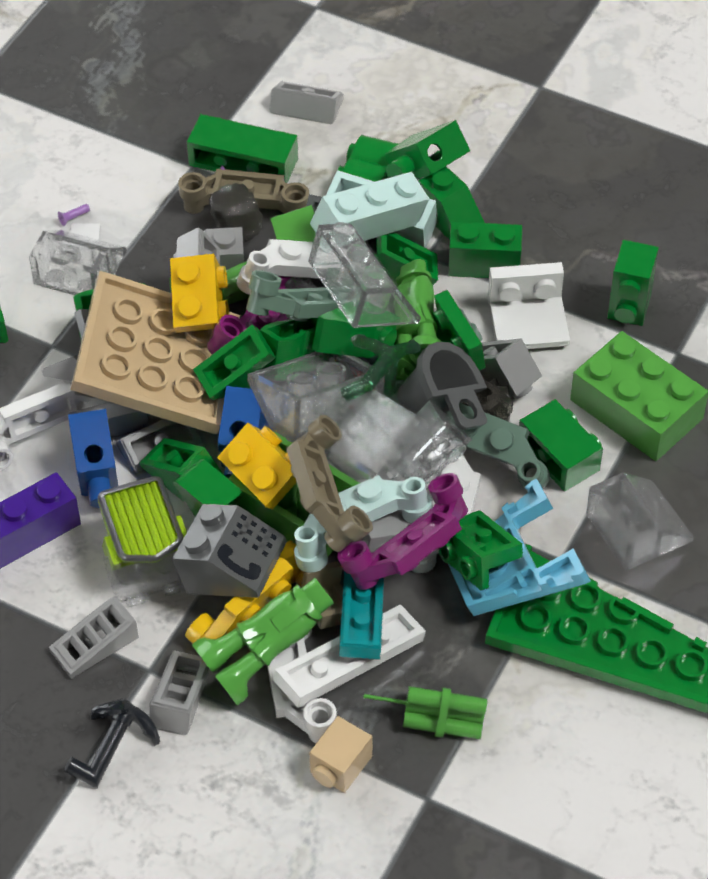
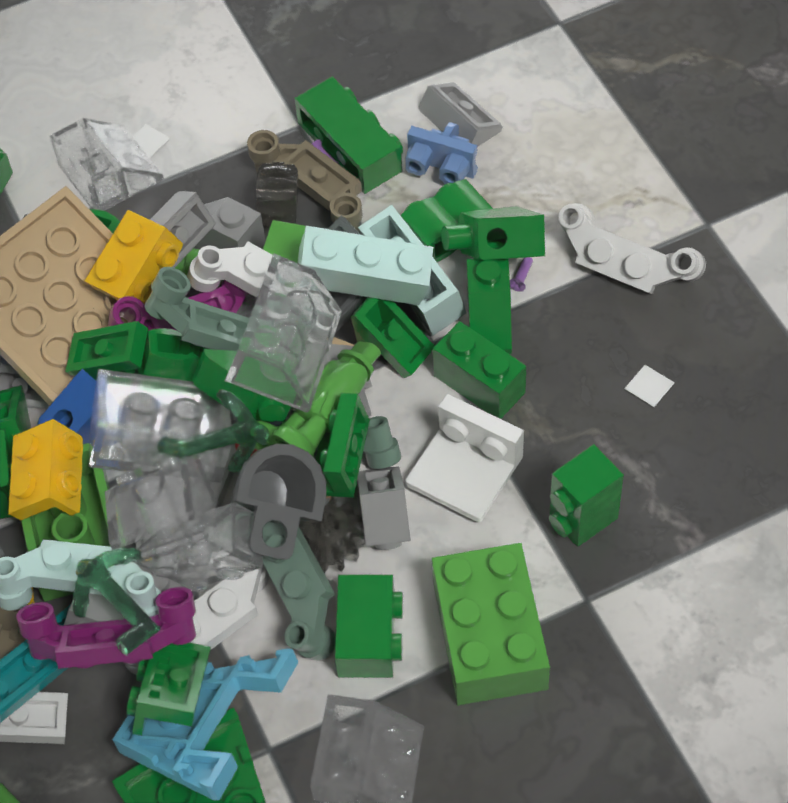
camera: 40 degrees right, 5 degrees up
(64, 217) = (153, 115): medium lavender piece -> none
(318, 487) = (47, 523): dark tan plate -> none
(324, 128) = (441, 150): none -> medium blue hips
(383, 493) = (95, 574): none -> clear green piece
(512, 132) = (624, 258): none -> white plate
(596, 205) = (649, 385): none -> white sticker

